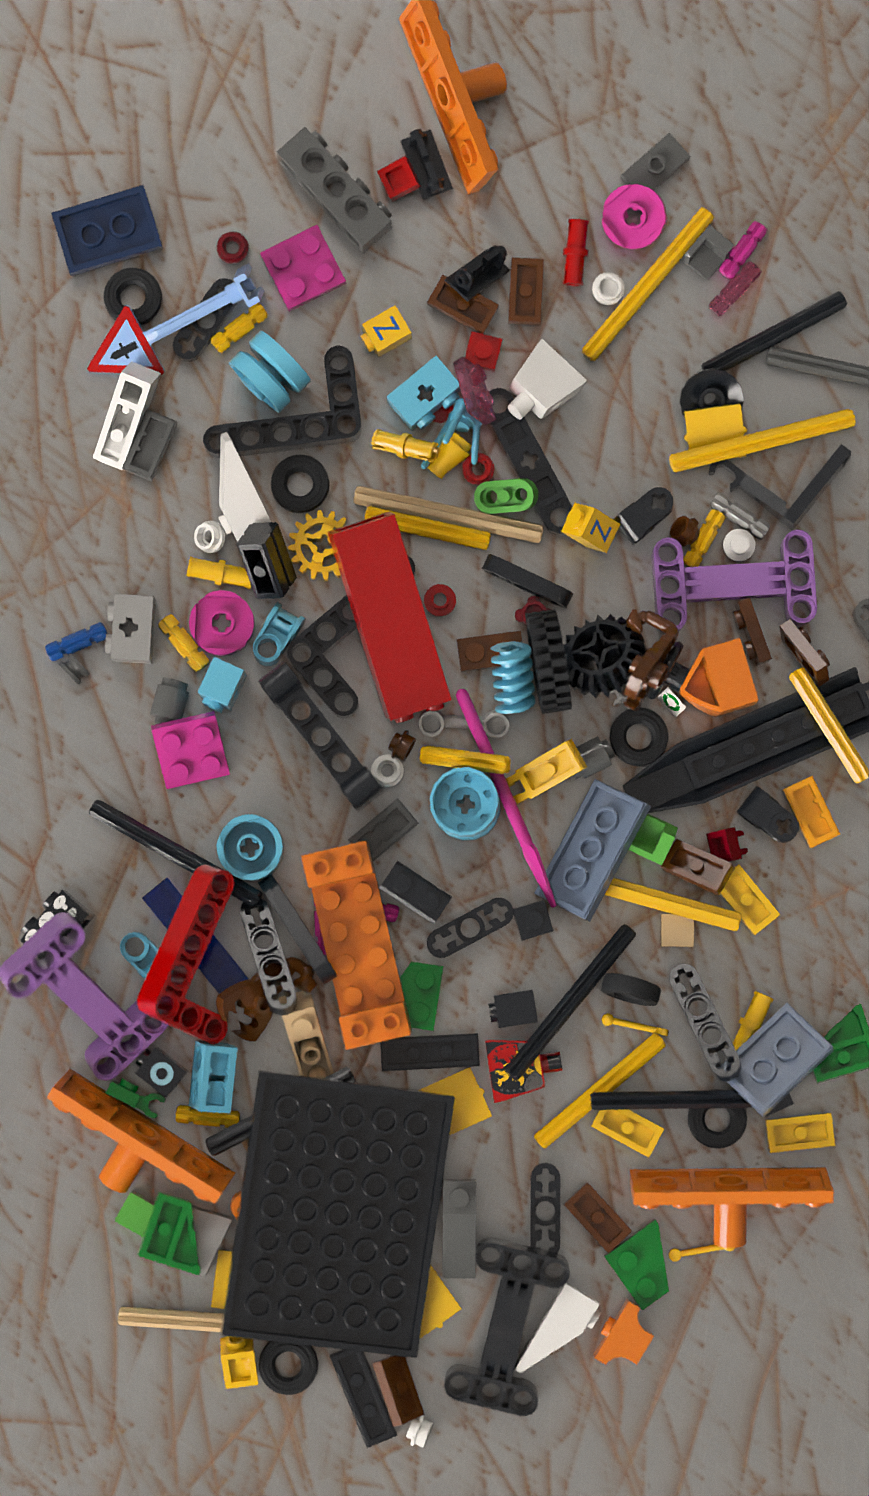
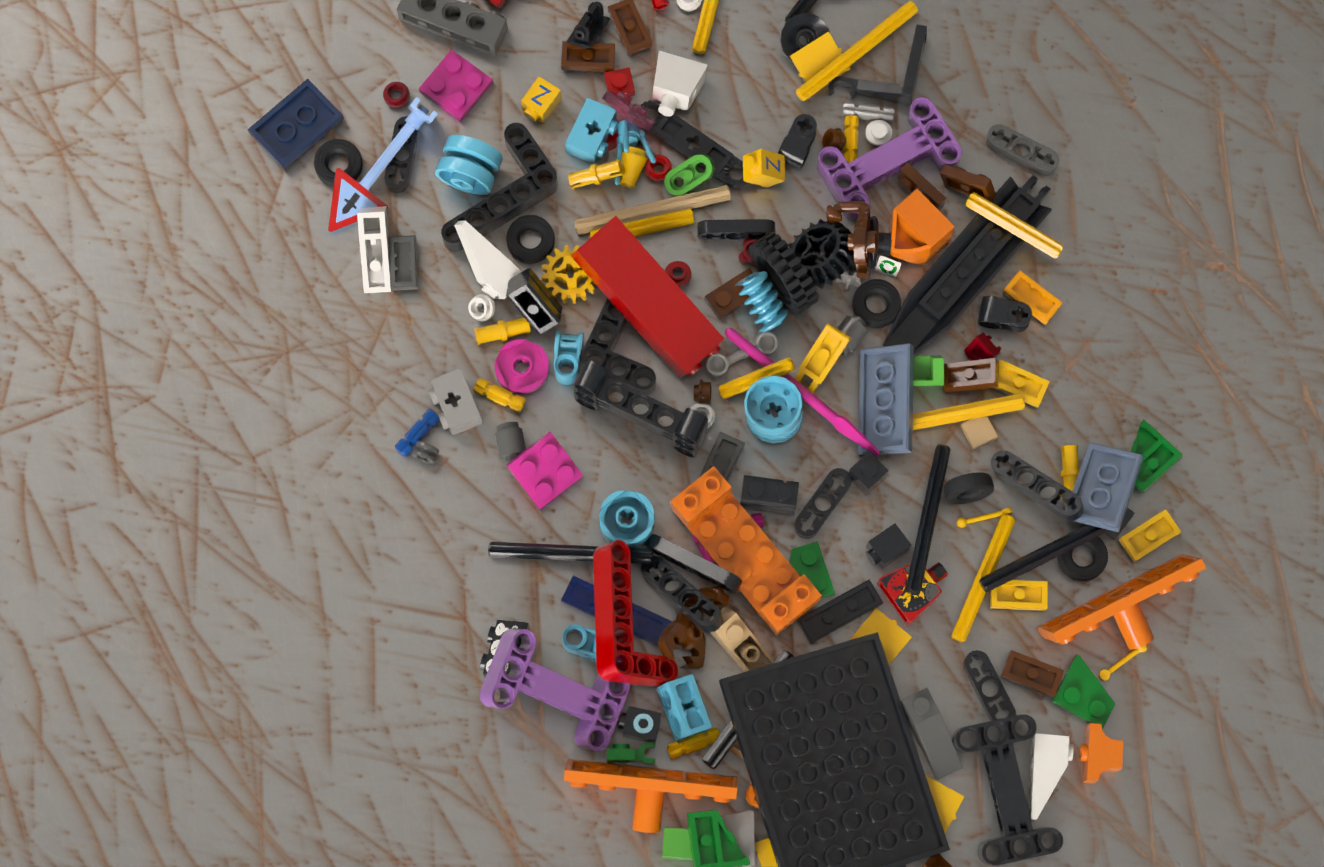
camera: 25 degrees left, 10 degrees down
(221, 685) = (545, 408): medium azure brick -> none
(239, 327) = (429, 148): yellow axle -> none

